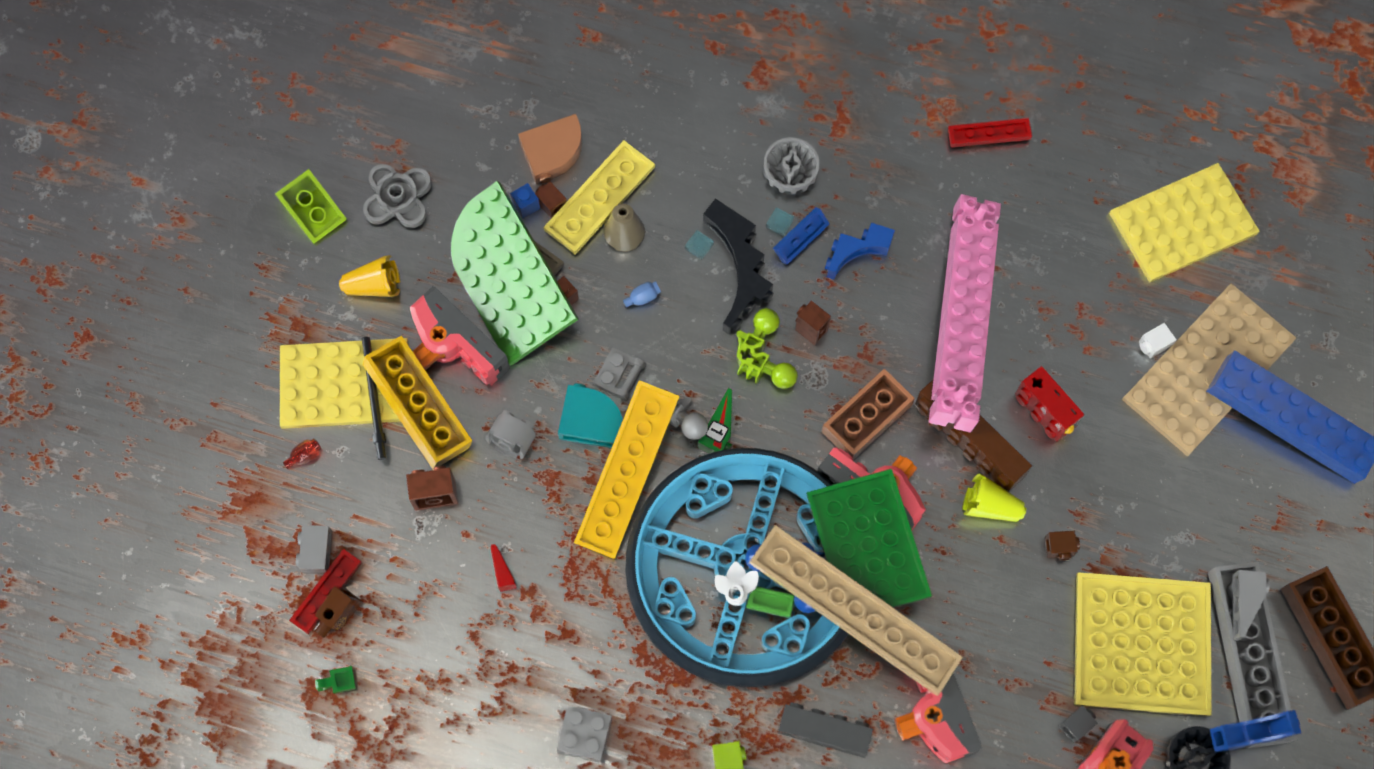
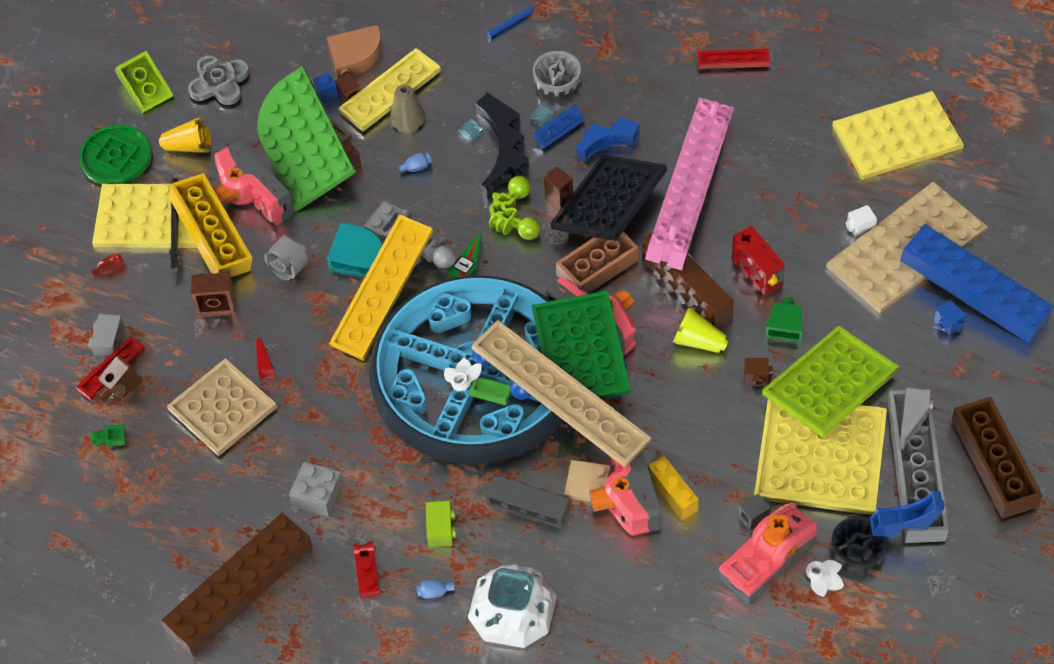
camera: 10 degrees right, 15 degrees down
(289, 305) = (115, 154): none -> green plate
(461, 633) = (222, 407): none -> tan plate
(727, 96) = (509, 22): none -> blue bar
(872, 333) = (608, 197): none -> black plate
(886, 696) = (585, 477): none -> tan plate
(986, 702) = (673, 488): none -> yellow brick
(1086, 476) = (785, 321): none -> green torso
(1146, 554) = (830, 381): none -> lime plate
(1268, 461) = (950, 318): none -> blue brick

